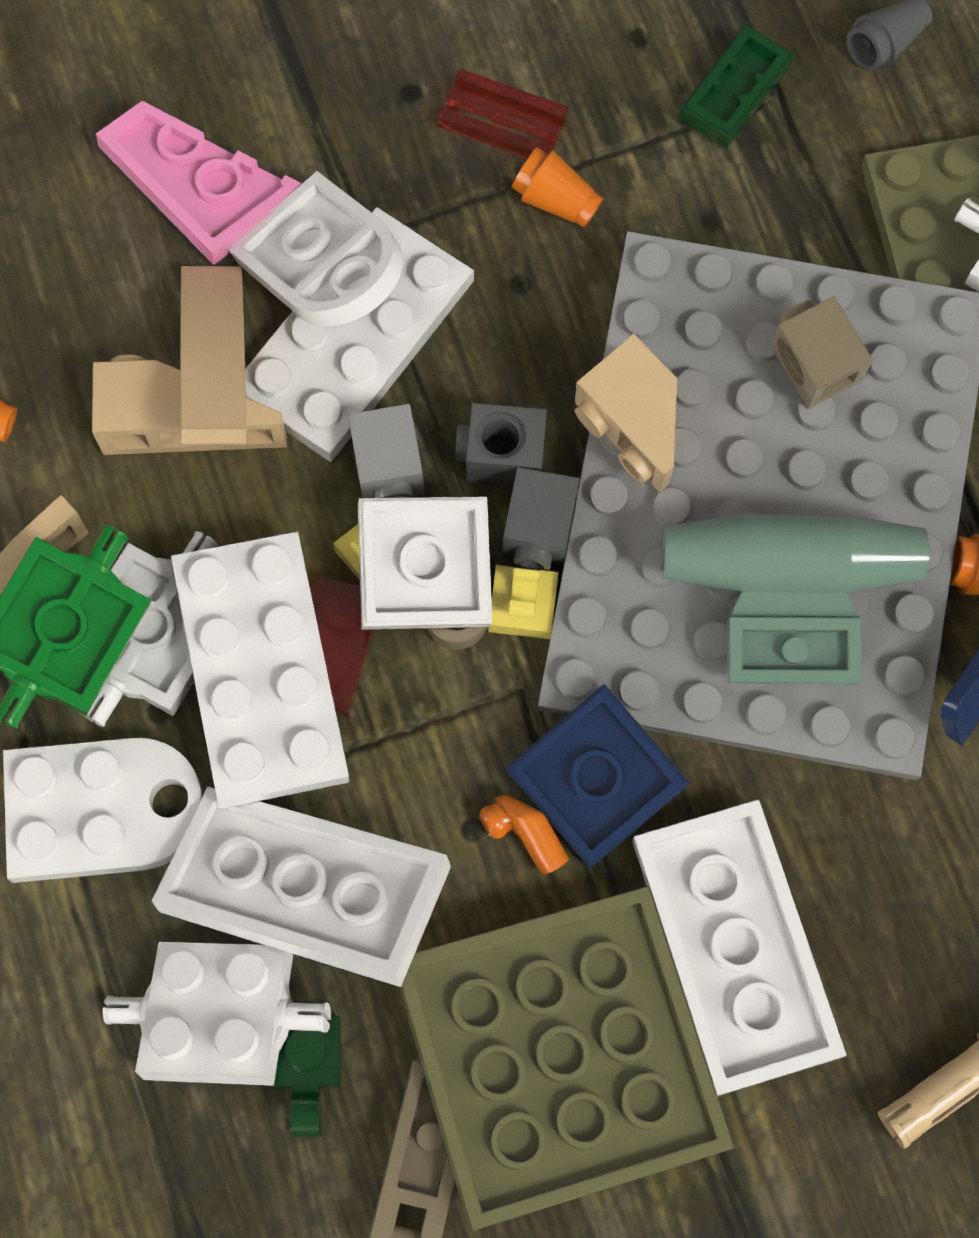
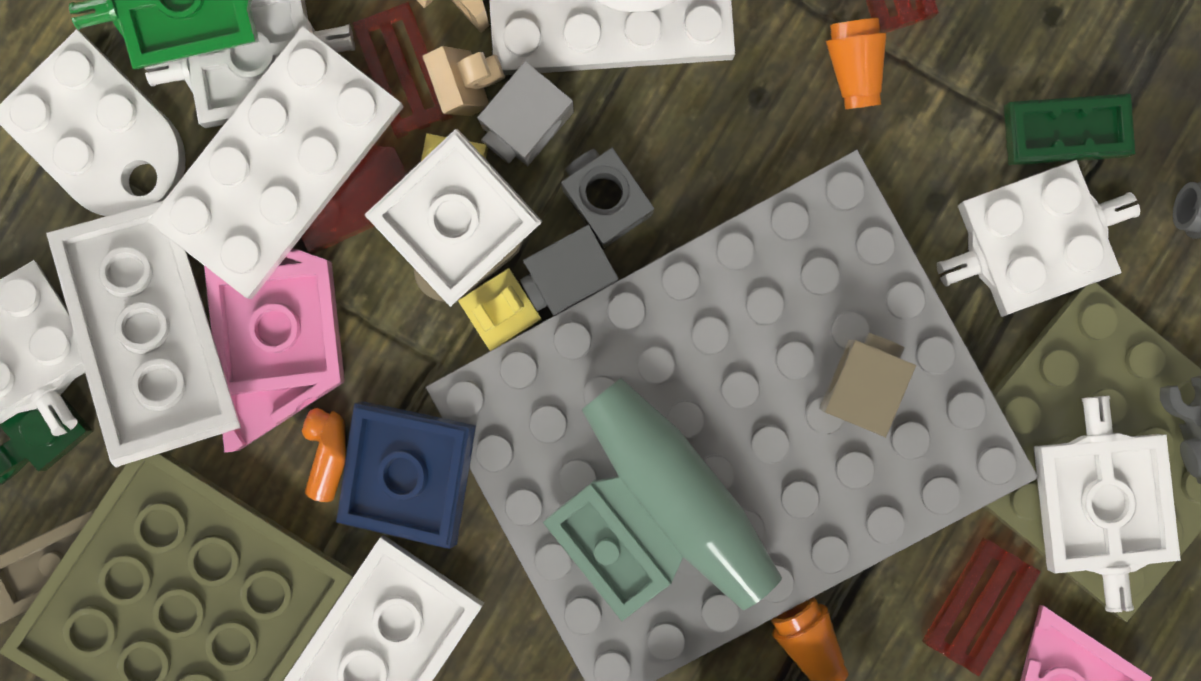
camera: 45 degrees right, 15 degrees up
(314, 543) = (421, 118): none -> clear red tile
(316, 478) = (461, 79): none -> tan tile
(401, 789) = (278, 346): none -> bright pink wing
(634, 405) = (704, 279): tan slope -> none
(802, 169) = (1038, 238): none -> white plate

